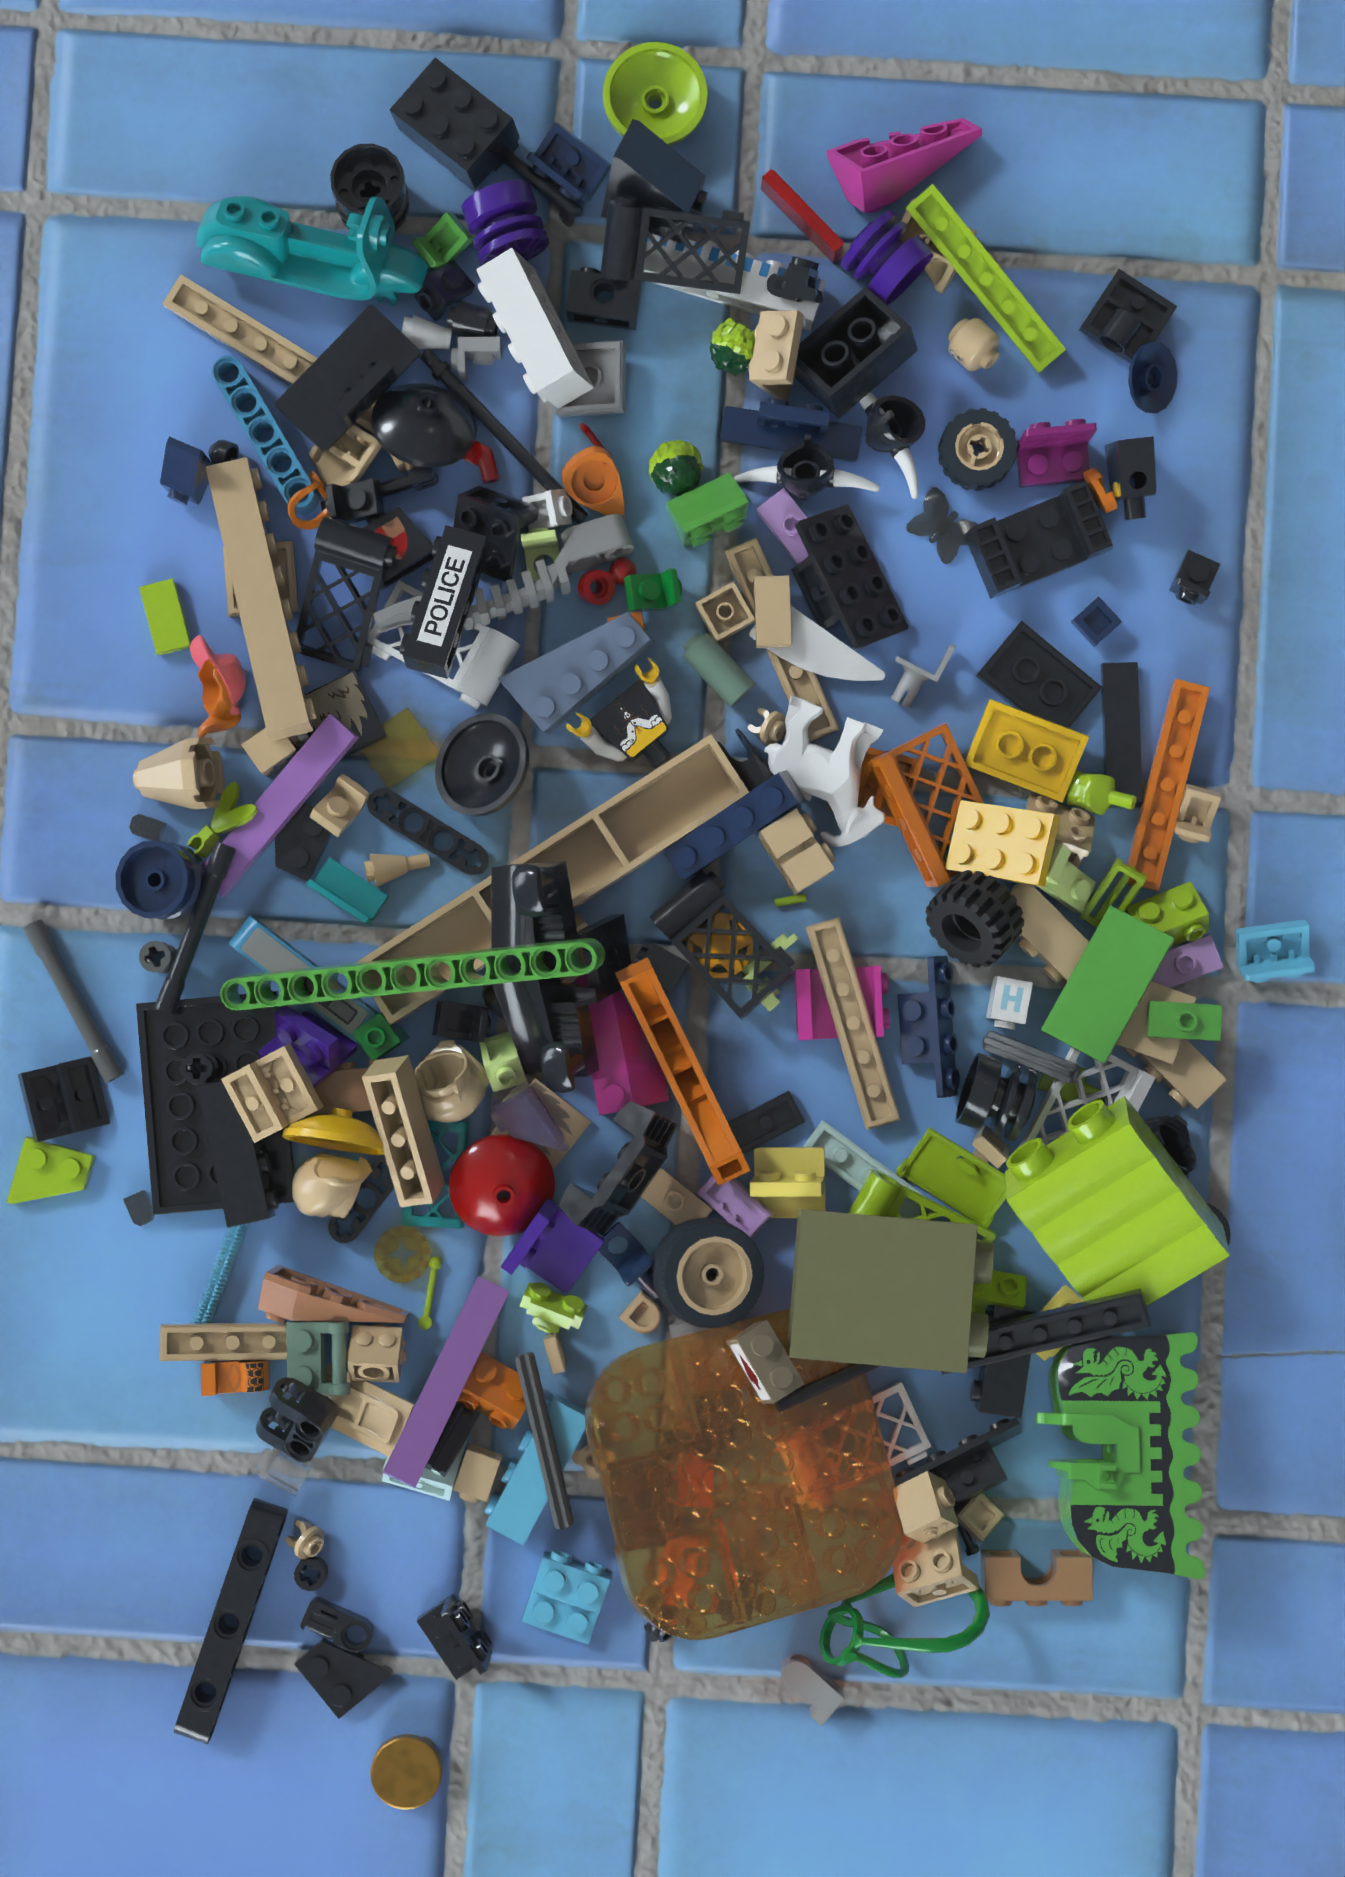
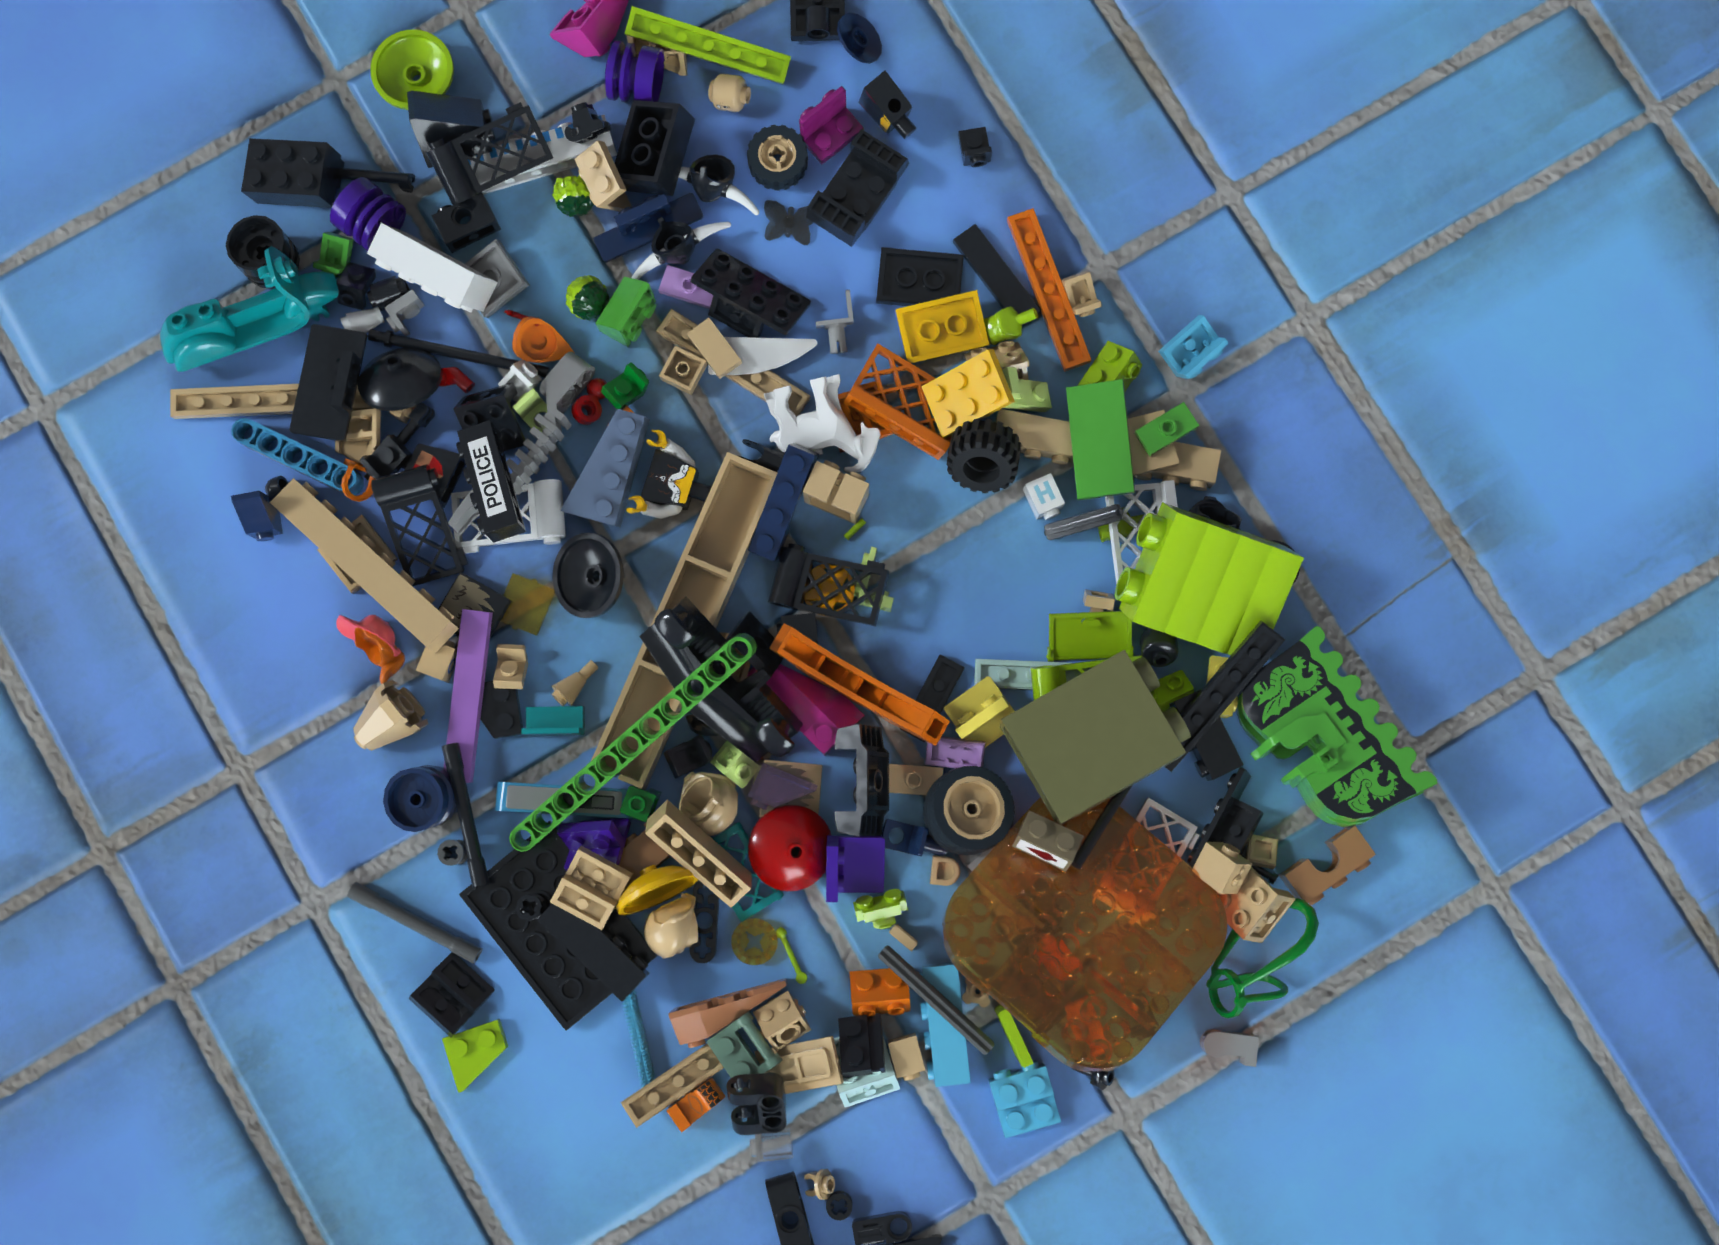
camera: 35 degrees left, 5 degrees down
(139, 1208) = (553, 1033): clear smoke piece -> none
(147, 827) = (387, 770): clear smoke piece -> none
(165, 616) = (308, 622): lime tile -> none
(224, 820) = (437, 728): lime piece -> none
(426, 834) = (582, 641): black beam -> none
(446, 1382) = (842, 1007): medium lavender tile -> none
(456, 1637) = (967, 1180): black bracket -> none
(569, 164) = (385, 149): dark blue bracket -> none
(597, 1533) = (1013, 1036): none -> lime tile
(717, 668) = (703, 409): sand green brick -> none
(772, 729) = (766, 424): tan plate -> none
(802, 215) = (561, 84): red tile -> none
(813, 1011) = (934, 573): dark pink panel -> none
(852, 1023) = (951, 581): tan tile -> none
(928, 1027) = (1003, 550): dark blue bracket -> none
(998, 1097) = (1083, 562): black wheel -> none
(1016, 1241) = (1158, 647): none -> black head
(1096, 621) = (930, 215): dark blue plate -> none
(1103, 500) = (883, 134): orange tile -> none
(1128, 871) = (1074, 358): lime tile -> none
(1188, 962) = (1143, 392): lavender plate -> none

